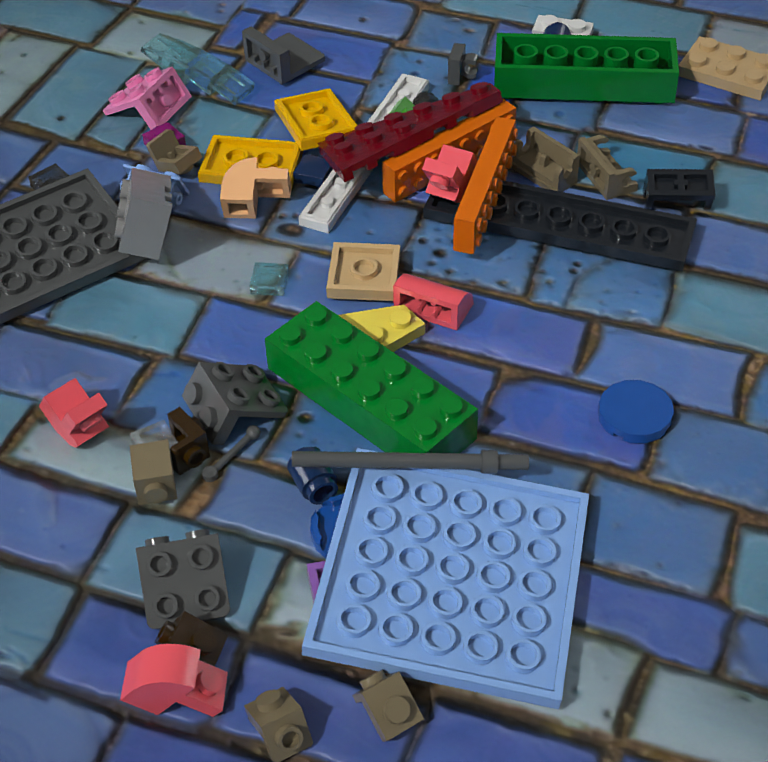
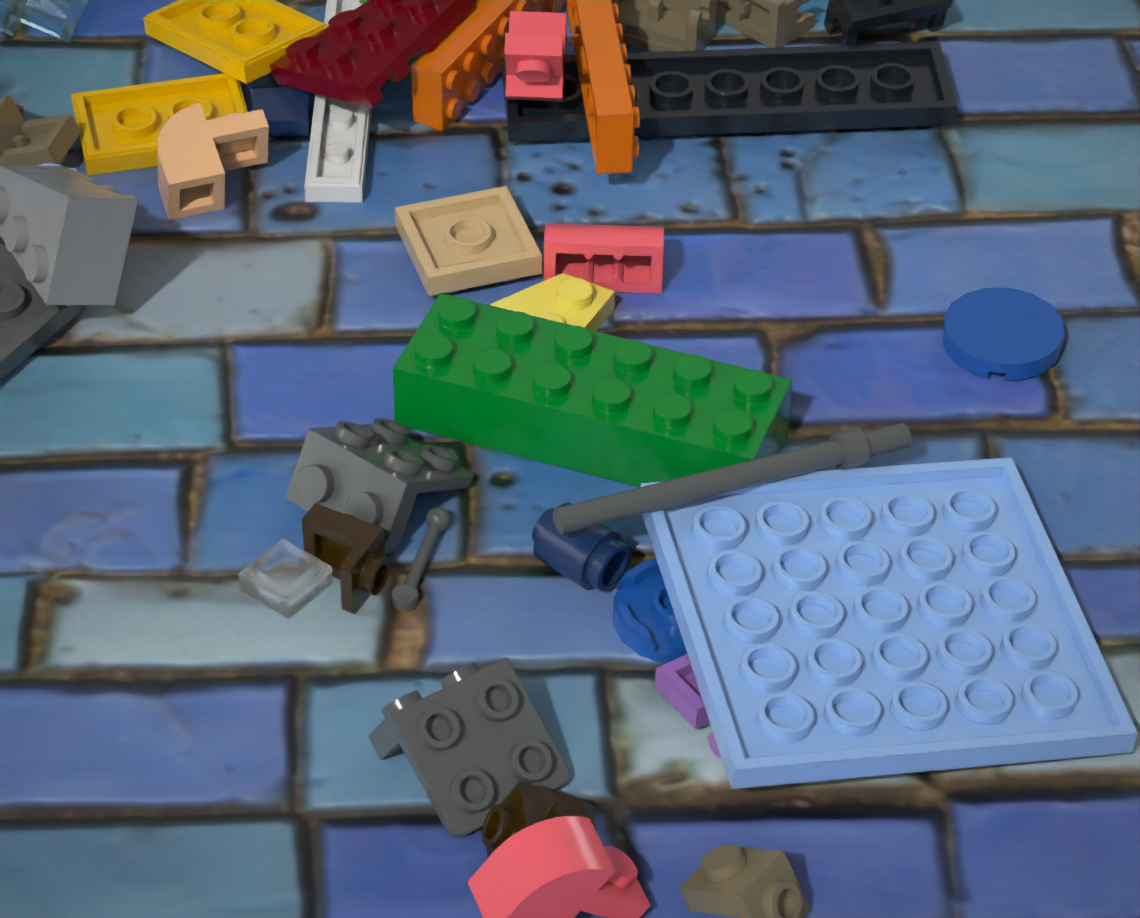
camera: 25 degrees left, 5 degrees down
(74, 413) = (132, 570): coral brick -> none
(153, 472) = (322, 614): dark tan brick -> none
(269, 279) = (315, 291): clear light blue tile -> none
(388, 704) = (893, 816): dark tan bracket -> none

